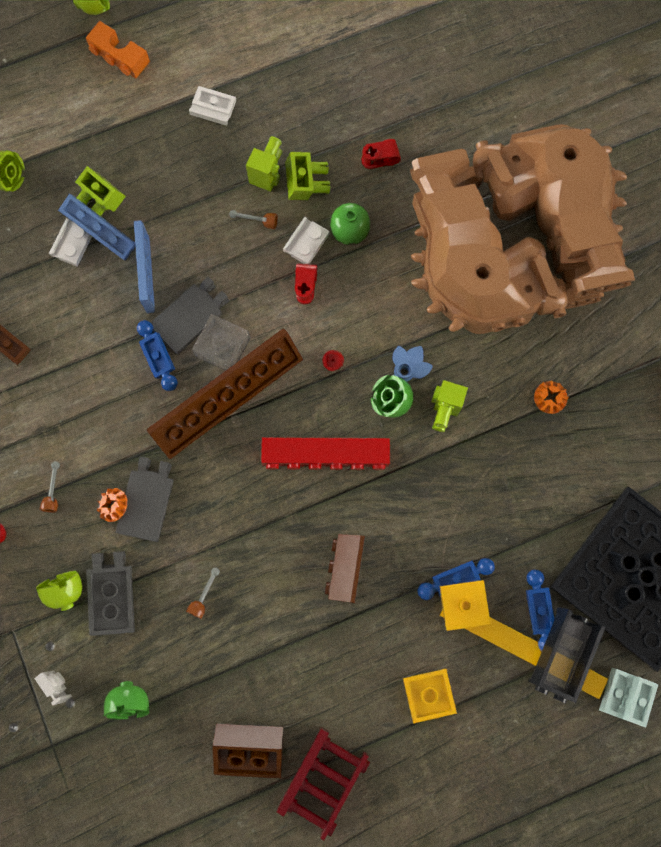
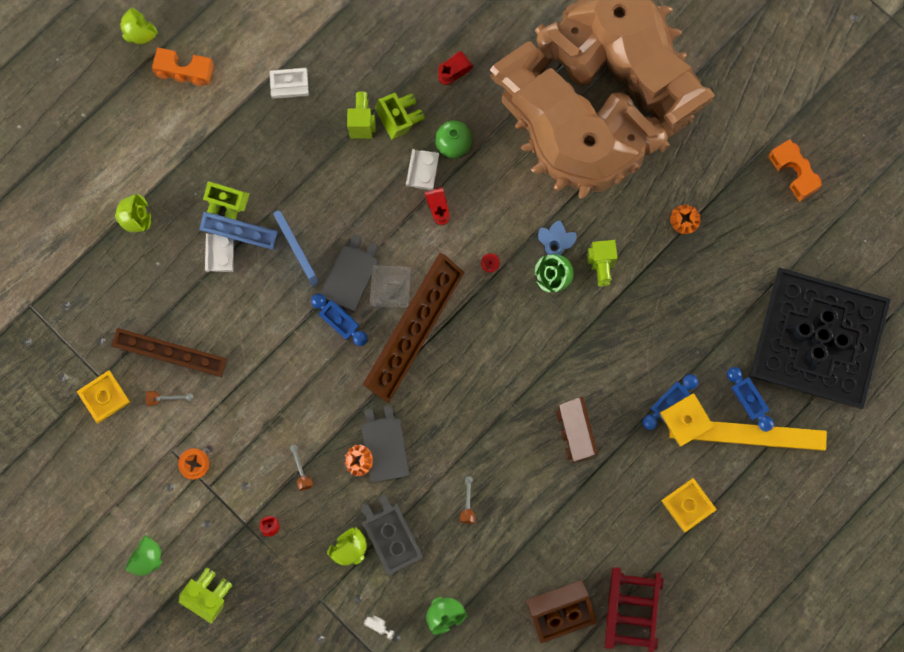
camera: 20 degrees left, 0 degrees up
(269, 219) = (383, 165): hinge -> none
(325, 452) = (518, 342): red brick -> none
(566, 656) = (785, 425): door -> none
(628, 697) = (848, 439): light aqua slope -> none

